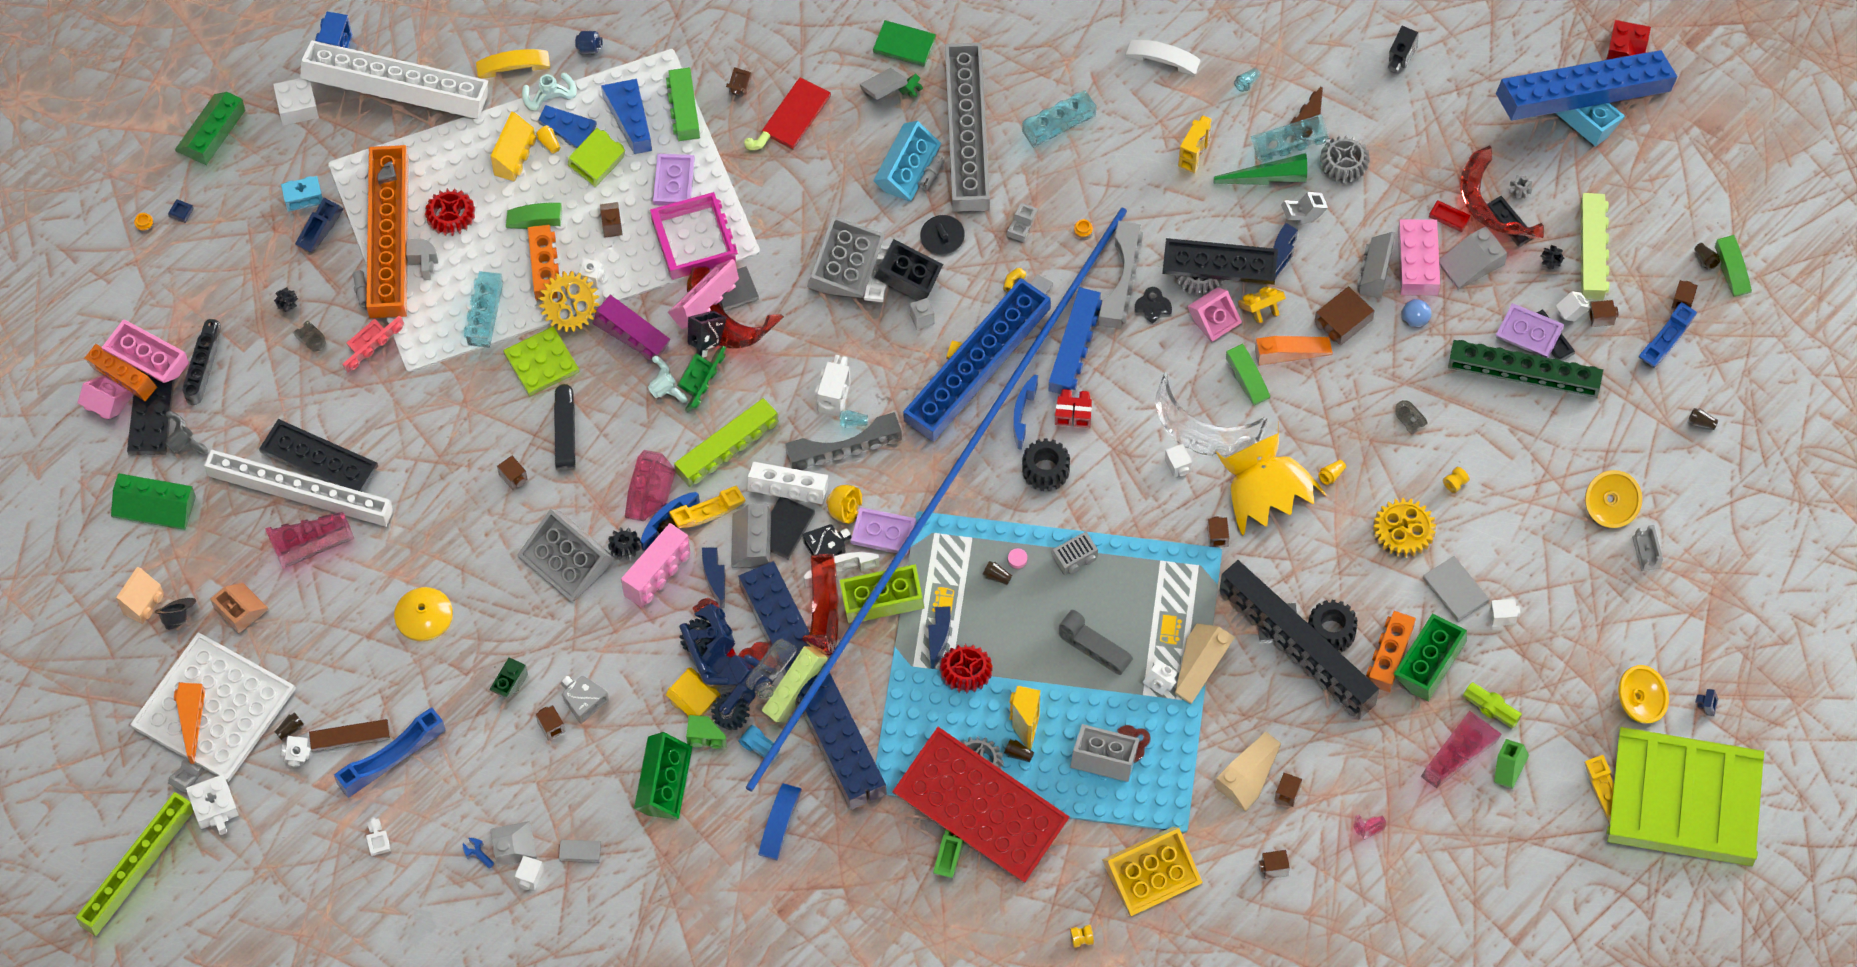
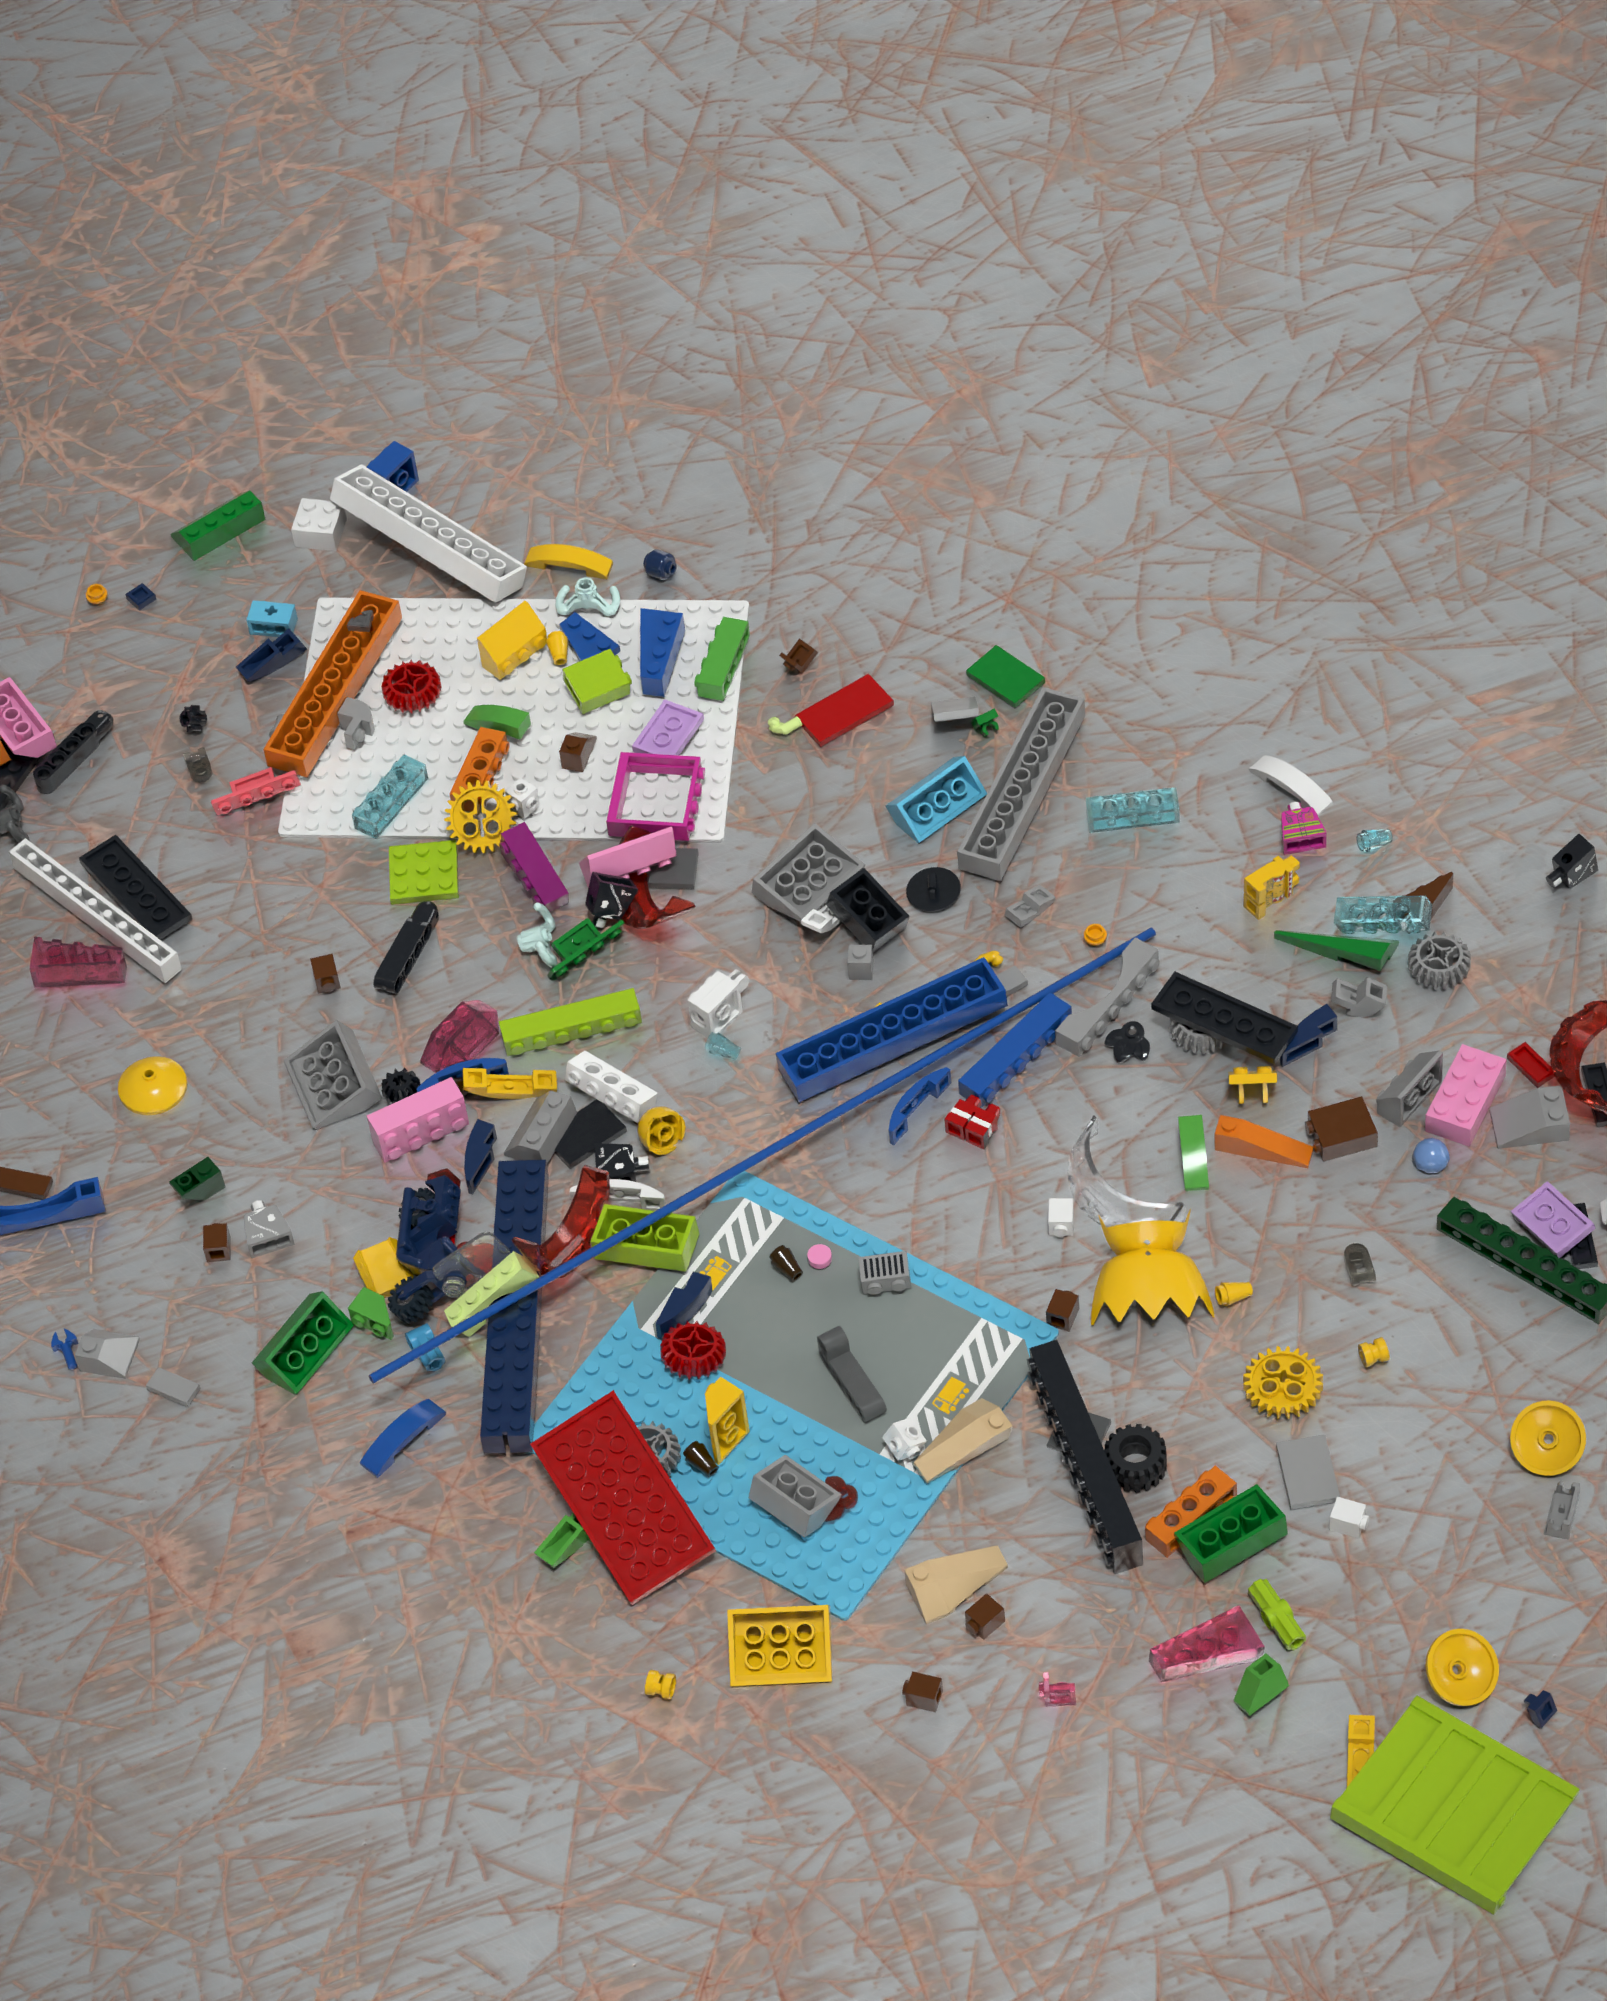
camera: 30 degrees right, 10 degrees down
(529, 873) = (104, 1388): white brick -> none
(807, 453) = (745, 1070): dark grey arch -> none
(881, 530) = (683, 1170): lavender plate -> none
(931, 172) = (956, 819): light grey pin -> none
(1046, 451) = (906, 1183): black tyre -> none
(1191, 90) = (1301, 829): none -> dark pink torso
(1215, 313) = (1193, 1076): bright pink slope -> none

